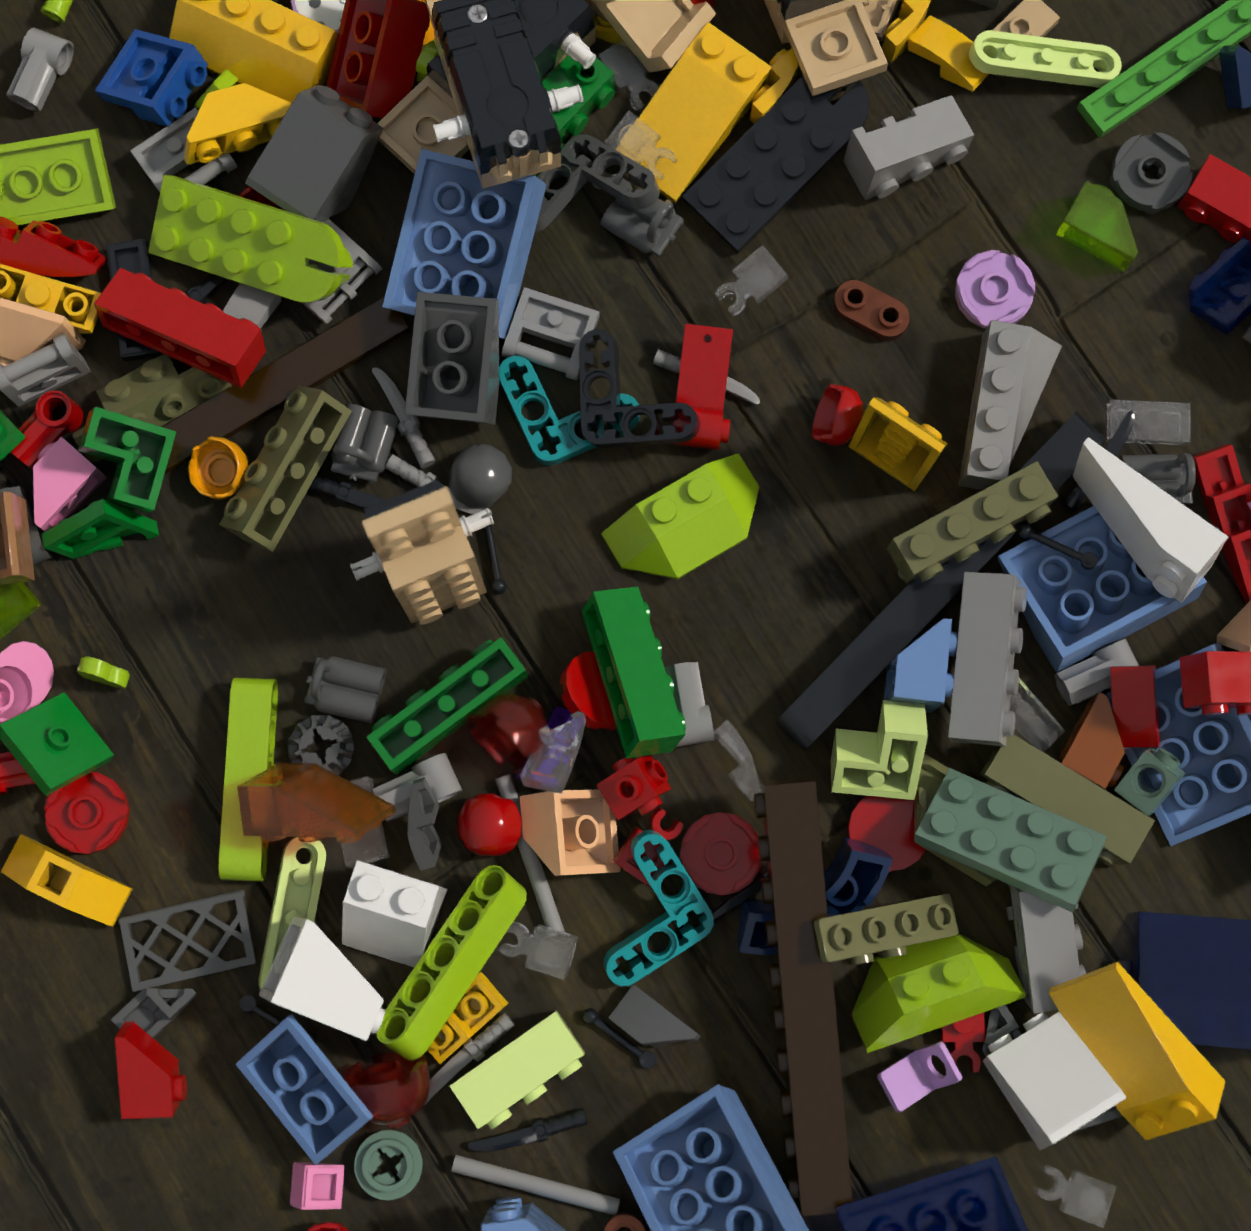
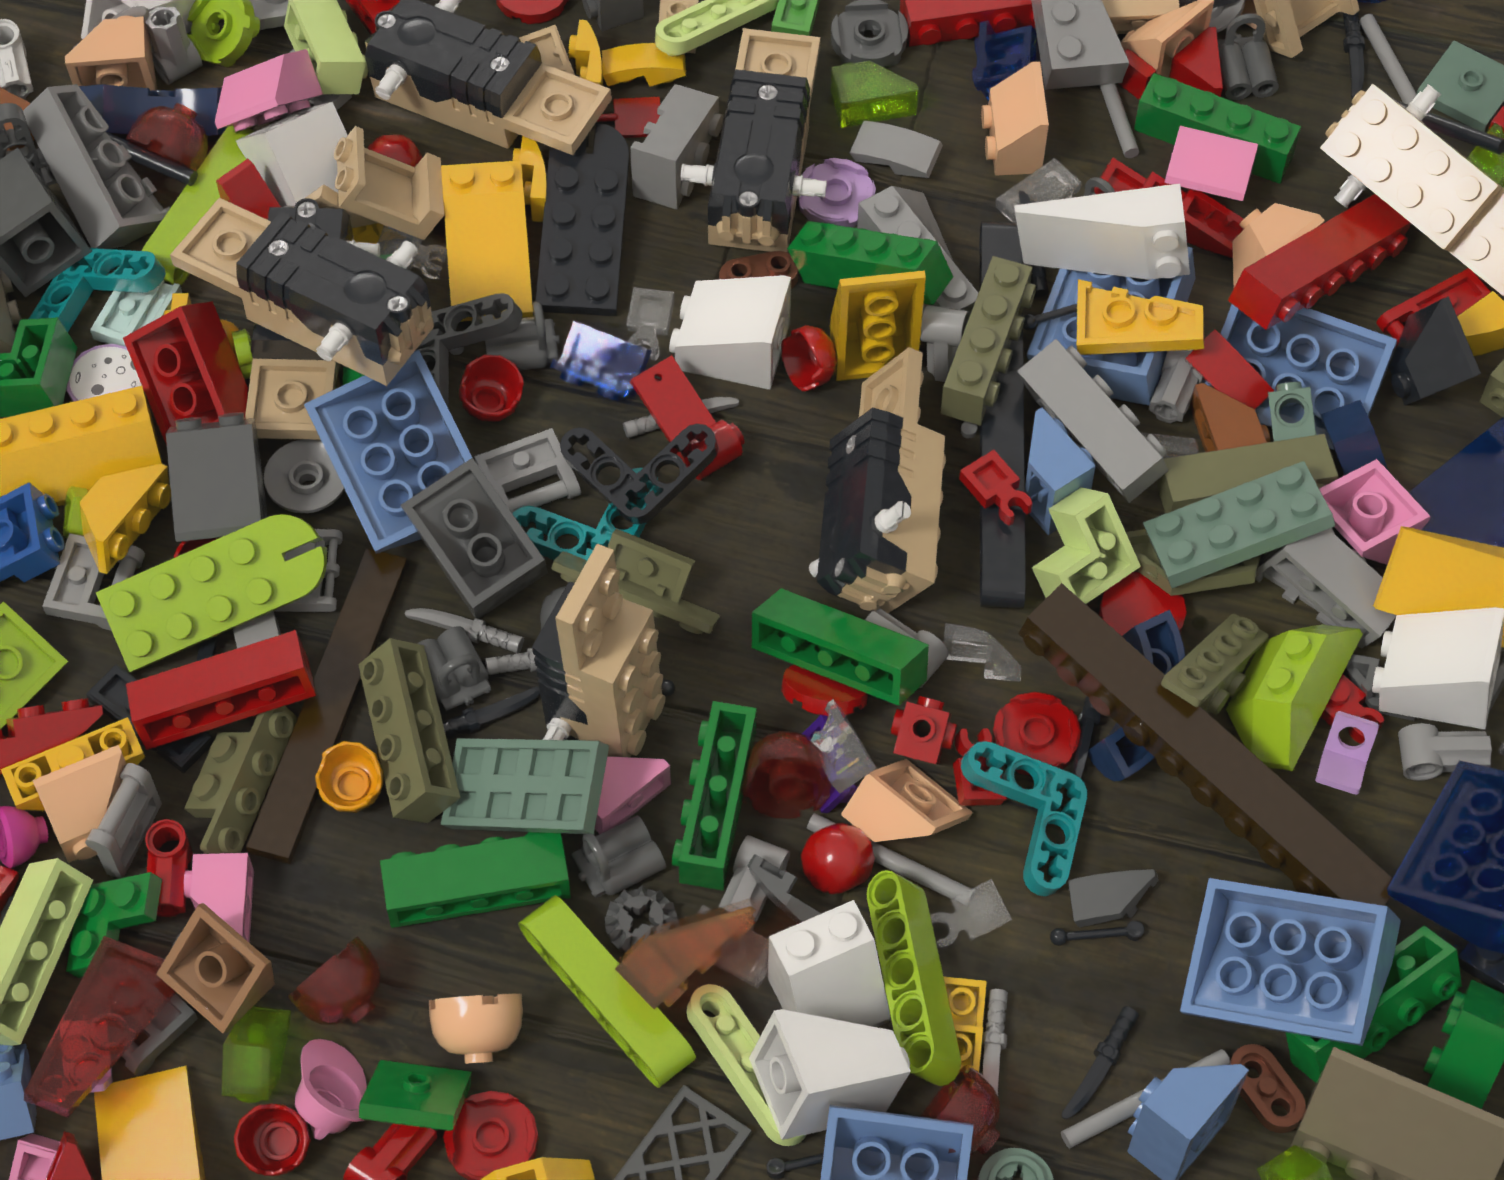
camera: 40 degrees left, 20 degrees down
(75, 619) = (340, 987): none -> clear red cylinder
(97, 529) = (290, 905): green wing -> none
(103, 672) = (400, 1012): lime tile -> none
(138, 449) = (271, 806): green brick -> none
(139, 727) = (476, 1024): none -> light nougat cylinder
(232, 619) = (474, 878): none -> green brick
(316, 588) = (527, 785): none -> sand green plate
(376, 193) = (293, 466): none -> light grey dish
(385, 635) = (628, 788): none -> bright pink slope
(518, 1071) = (1046, 1019): yellowish green brick -> none
(548, 490) = (648, 578): none -> olive bracket
(584, 241) = (491, 388): none -> red hair
(638, 143) = (464, 285): clear plate -> none
(683, 286) = (601, 360): none -> clear blue bracket
(686, 521) = (767, 524): lime wedge -> none
(776, 580) = (883, 495): none -> piece
(803, 344) = (734, 329): none -> white slope
(865, 641) = (995, 482): none -> red plate
(906, 91) = (633, 115): none -> red piece
(946, 487) = (942, 331): none -> light grey piece
(949, 381) = (837, 252): none -> green brick
(971, 202) = (762, 143): none -> black piece
(988, 1129) = (1430, 752): none -> light grey piece
(1074, 292) = (900, 148): none -> light grey slope
(1089, 603) = (1130, 324): none -> yellow wing
(1127, 911) = (1371, 509): none -> bright pink slope
(1176, 843) = (1352, 437): none -> dark blue slope
(1185, 350) = (1017, 122): none -> light nougat slope

